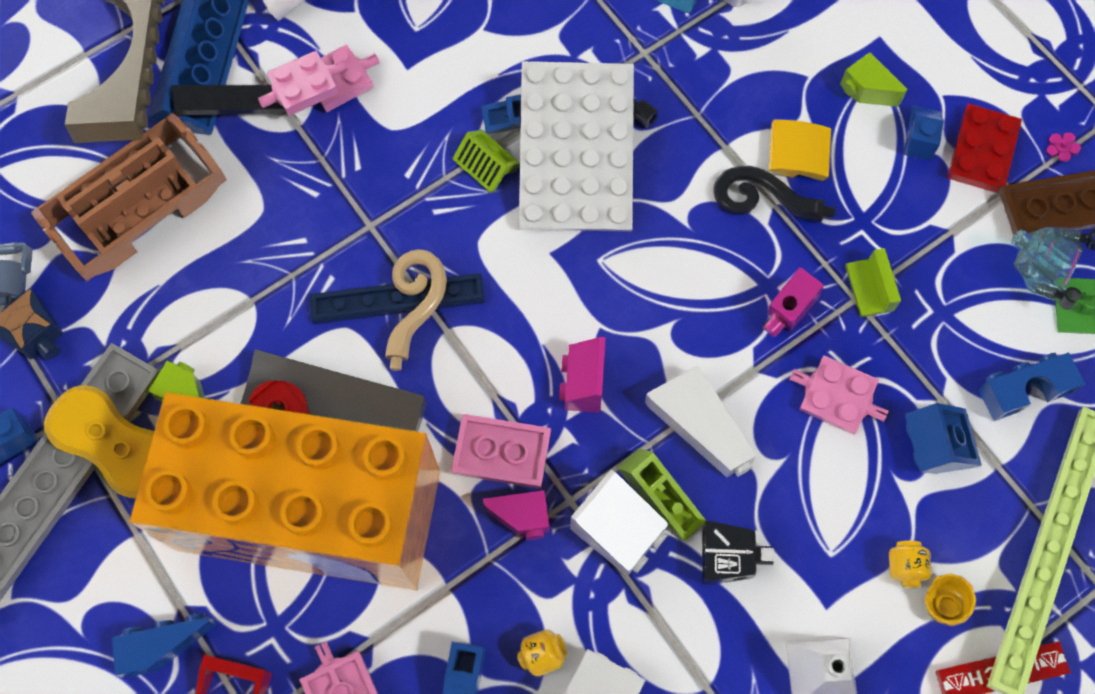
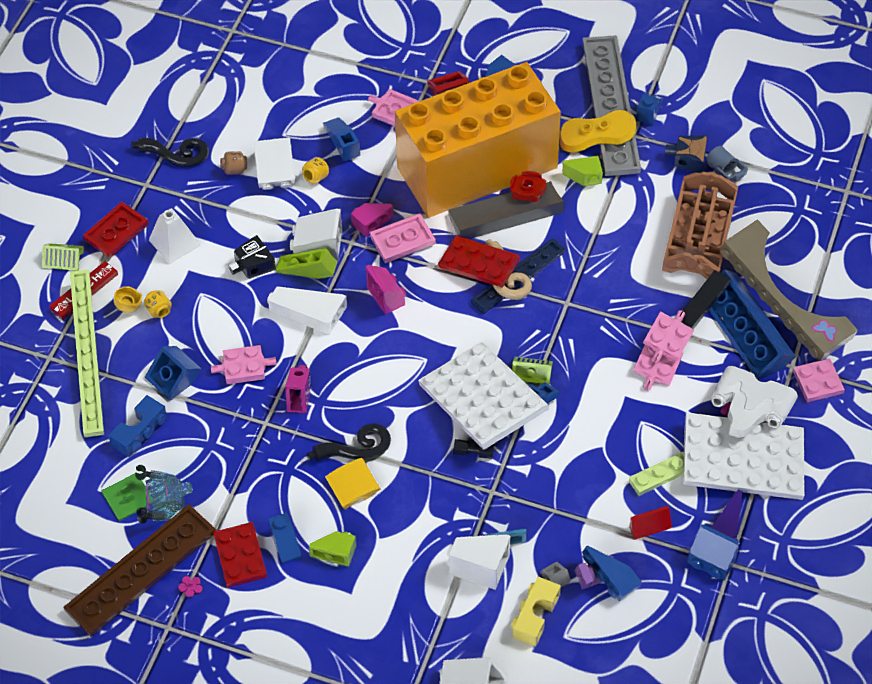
camera: 145 degrees right, 15 degrees down
(435, 337) = (479, 261): none -> red plate
(873, 284) = (259, 432): lime panel -> none

